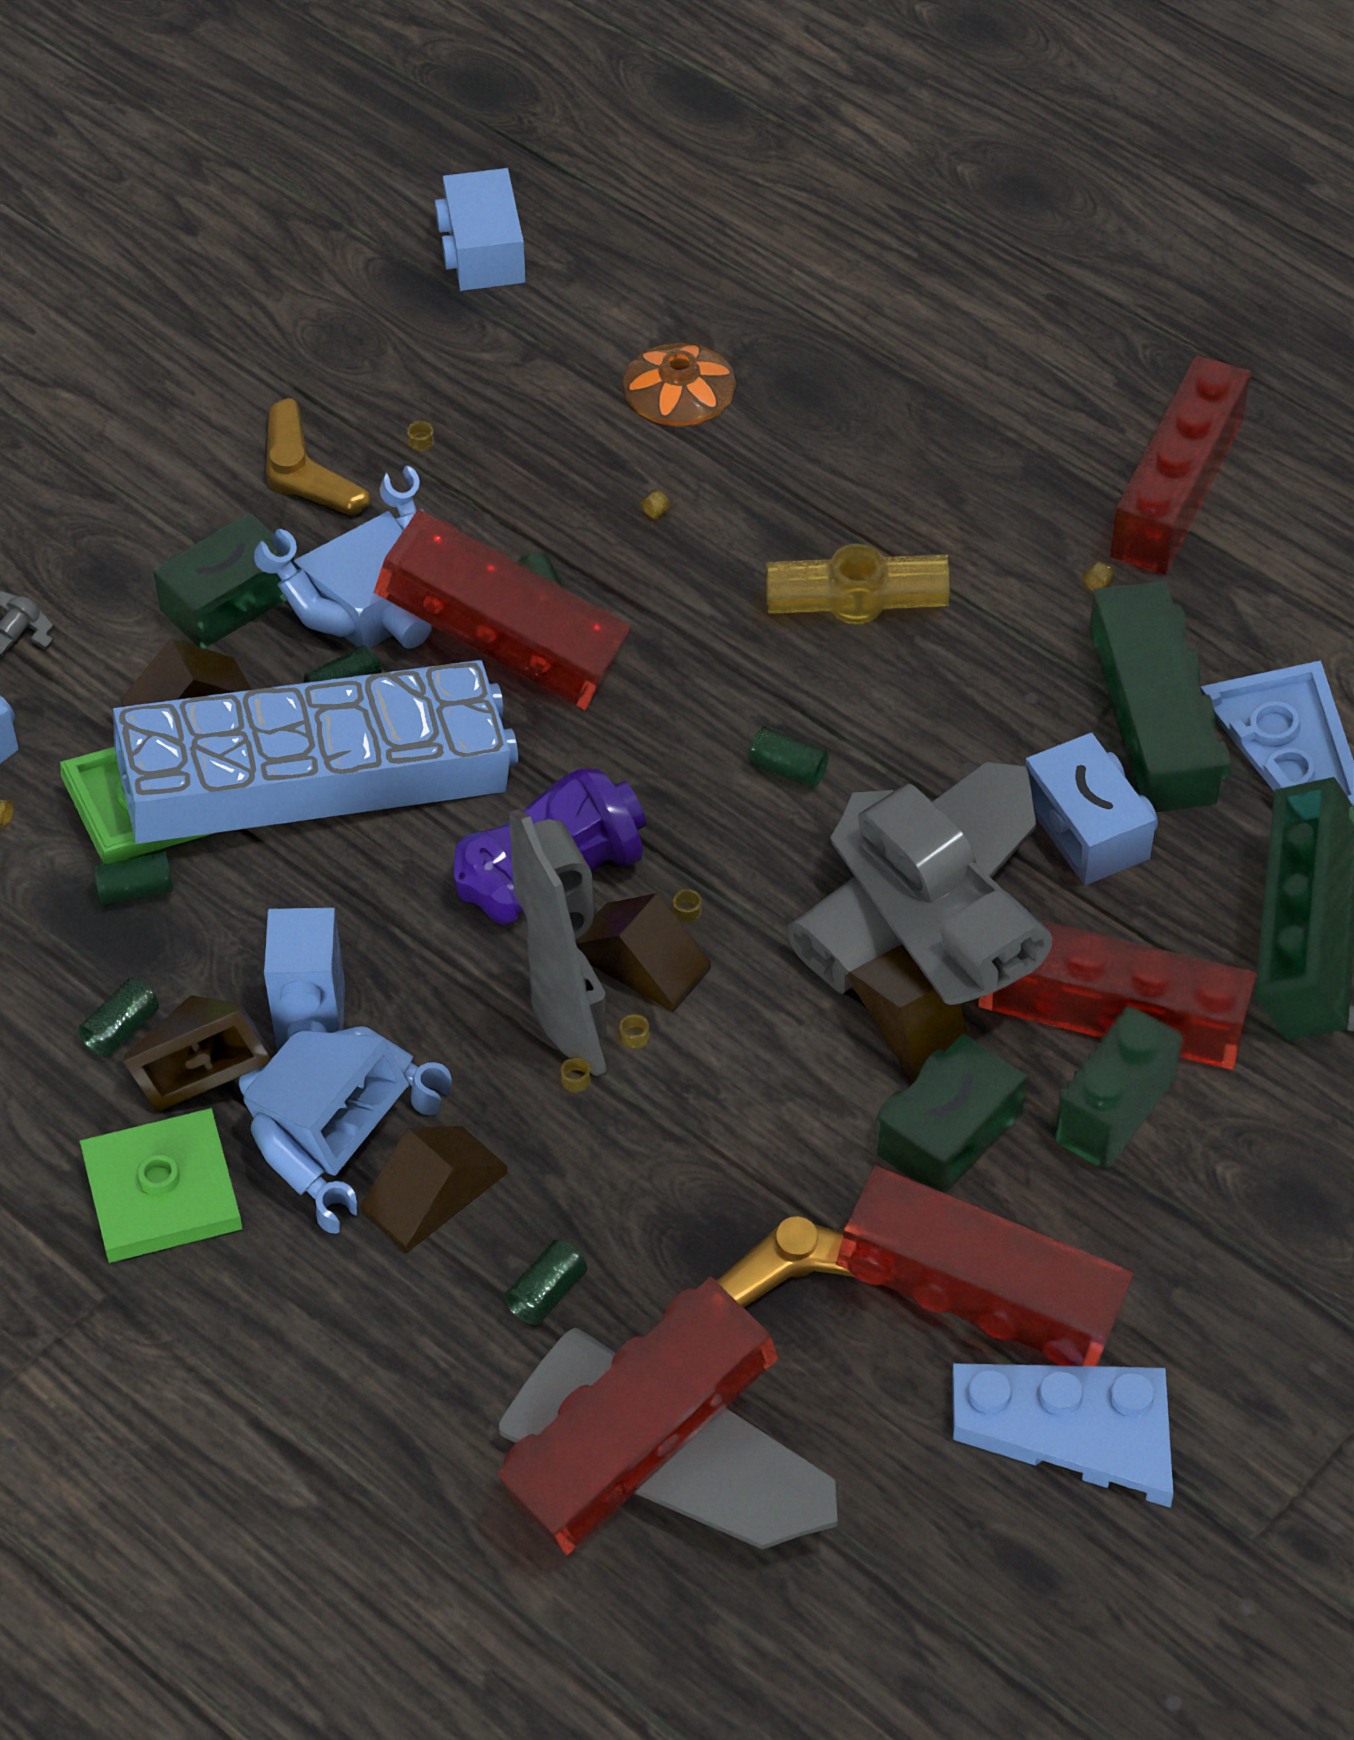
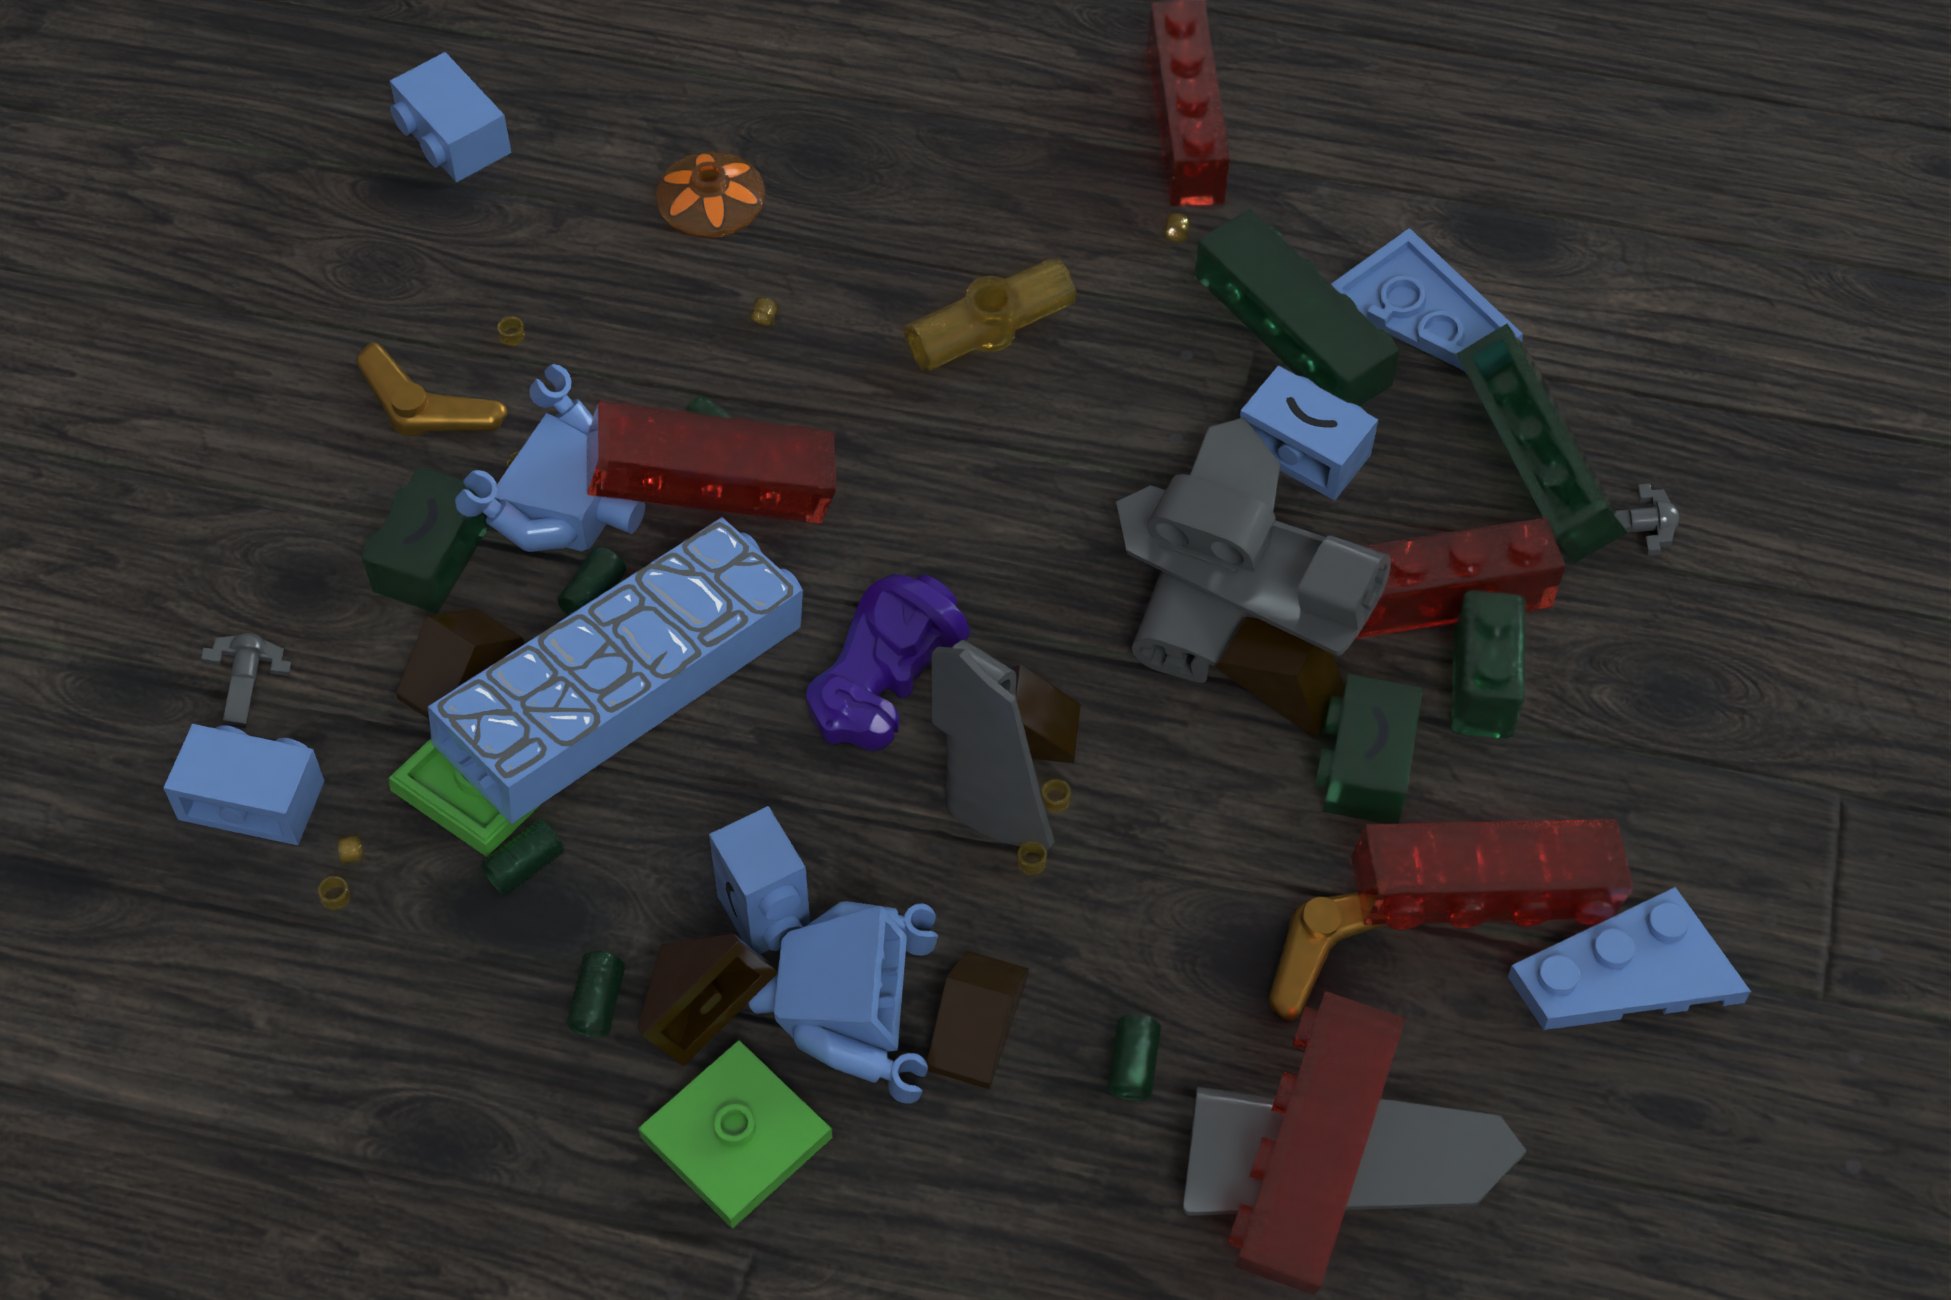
camera: 30 degrees left, 5 degrees up
(684, 896) = (1028, 652): clear yellow piece -> none
(766, 752) = (1027, 494): clear green piece -> none

